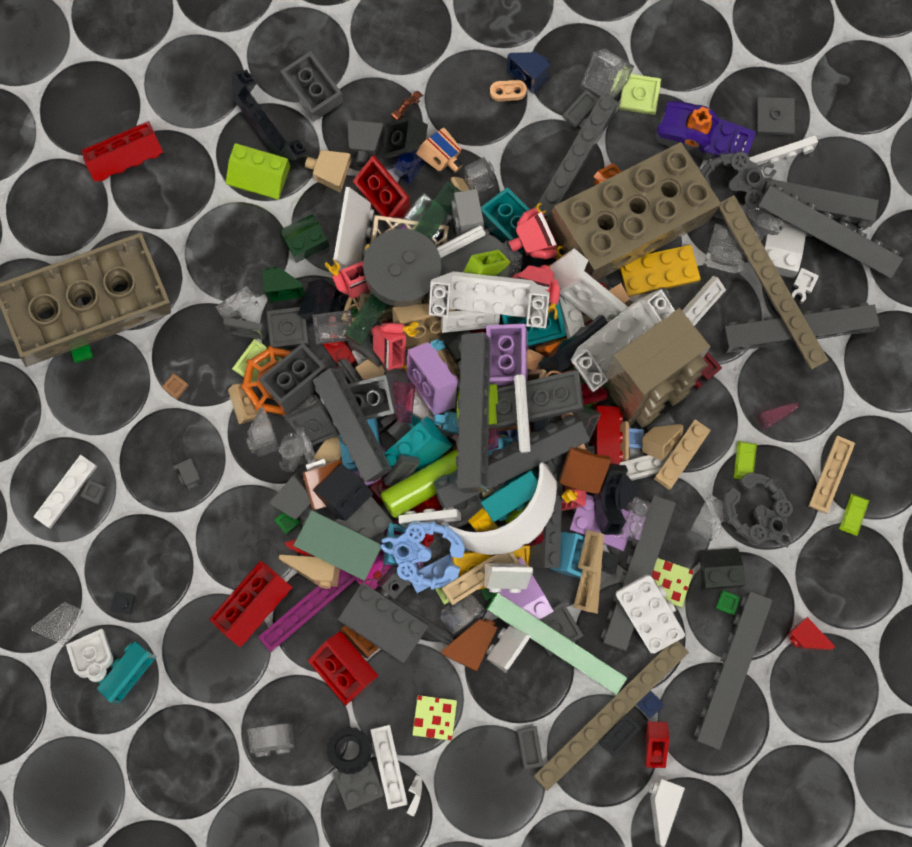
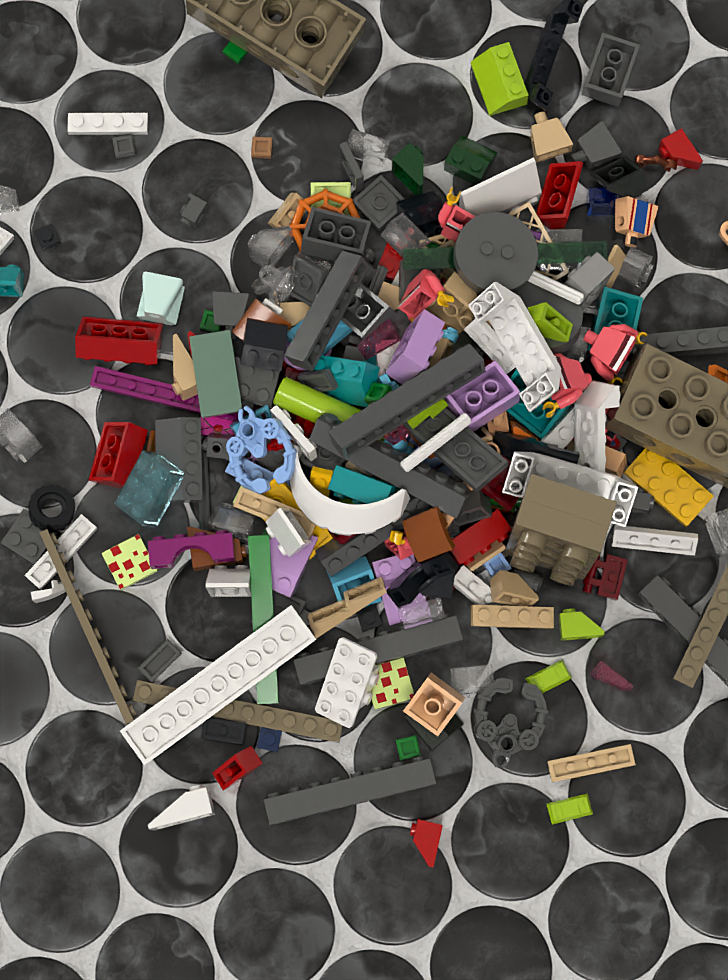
camera: 55 degrees right, 0 degrees up
(241, 548) = (160, 298): none -> light aqua piece
(391, 661) = (149, 488): none -> clear light blue brick
(411, 80) = (680, 149): none -> red slope
(448, 431) = (376, 392): none -> green tile
(474, 786) = (93, 635): none -> dark tan plate
(476, 639) = (165, 551): none -> magenta arch
(584, 715) = (218, 685): none -> white plate
(713, 558) = (434, 704): none -> light nougat slope
(721, 412) = (577, 626): none -> lime slope

